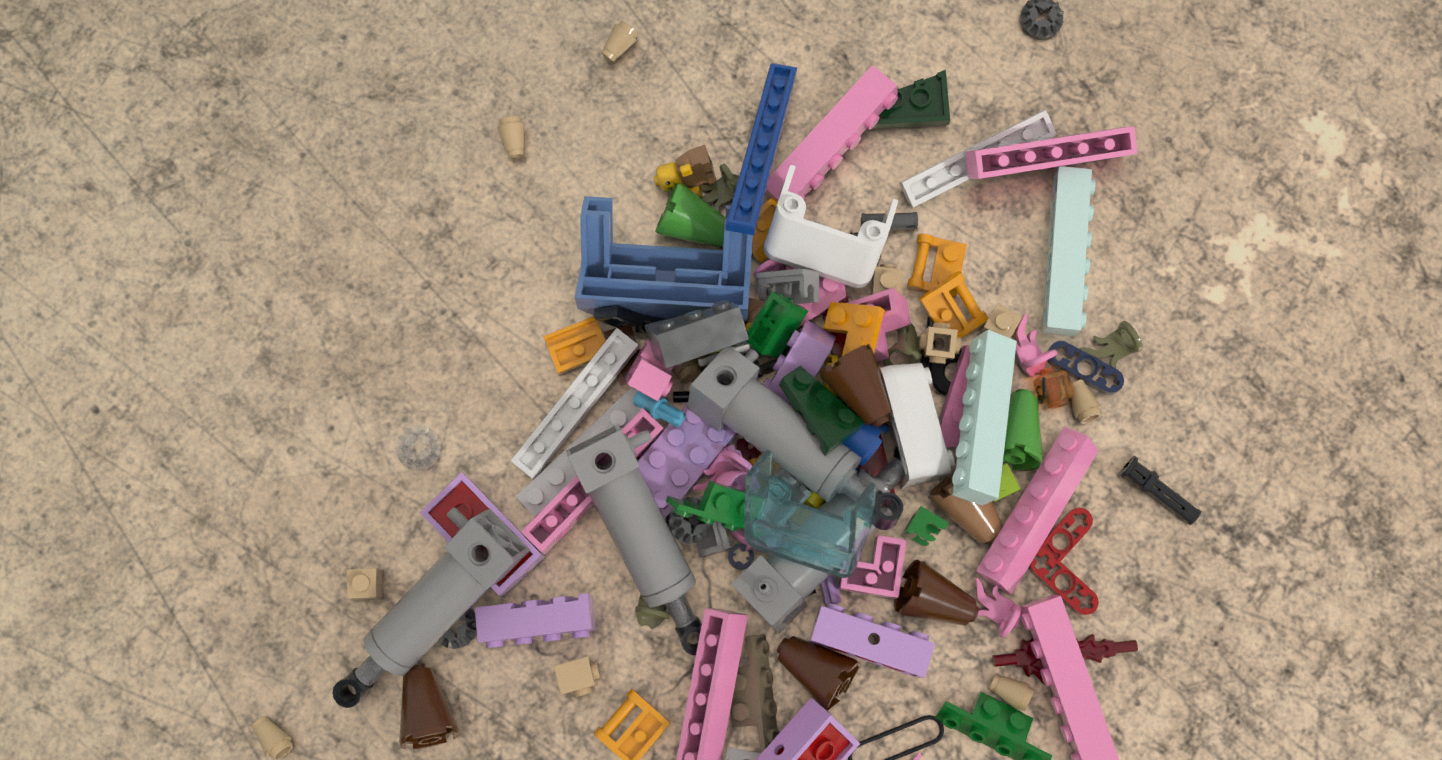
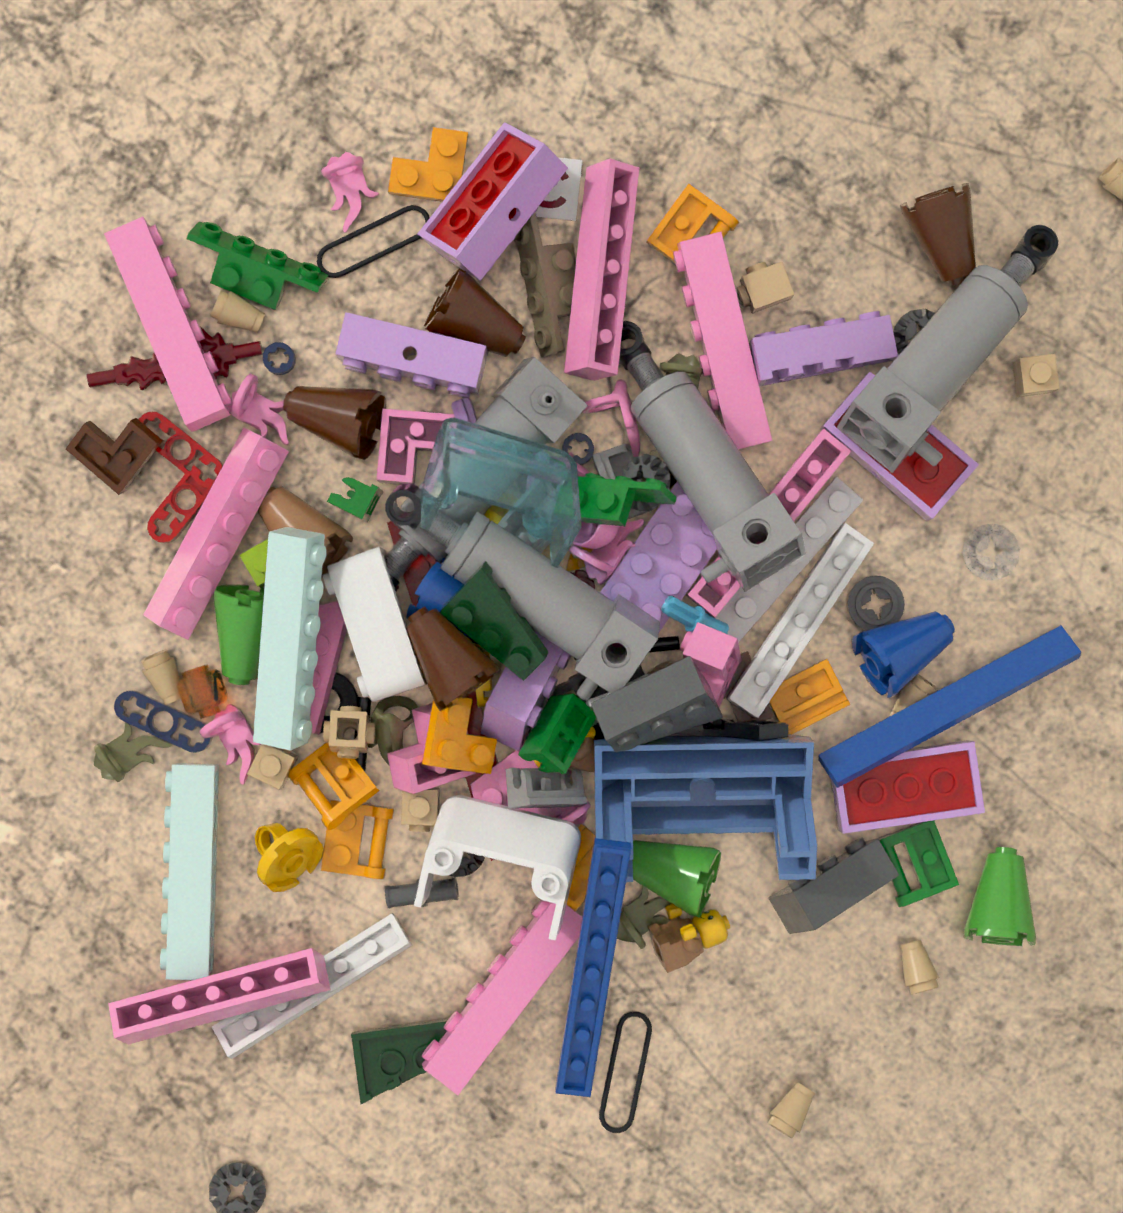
camera: 175 degrees right, 10 degrees up
(442, 177) = (1002, 902): none -> bright green cone
(465, 326) = (949, 706): none -> blue tile
(492, 338) = (913, 692): none -> tan cone
(496, 216) = (927, 858): none -> green plate
(497, 374) = (901, 650): none -> blue cone
(504, 406) = (884, 589): none -> dark grey gear
(506, 269) = (912, 789): none -> red brick
(563, 199) = (837, 886): none -> dark grey wedge
(615, 634) = (723, 339): none -> bright pink brick
(702, 593) = (621, 399): none -> bright pink piece
(752, 84) = (611, 1068): none -> black piece
(983, 658) = (273, 349): none -> dark blue bush
(994, 255) = (286, 856): none -> yellow tile
(1118, 576) = (117, 460): none -> reddish brown plate
(1150, 479) = (81, 580): black pin -> none

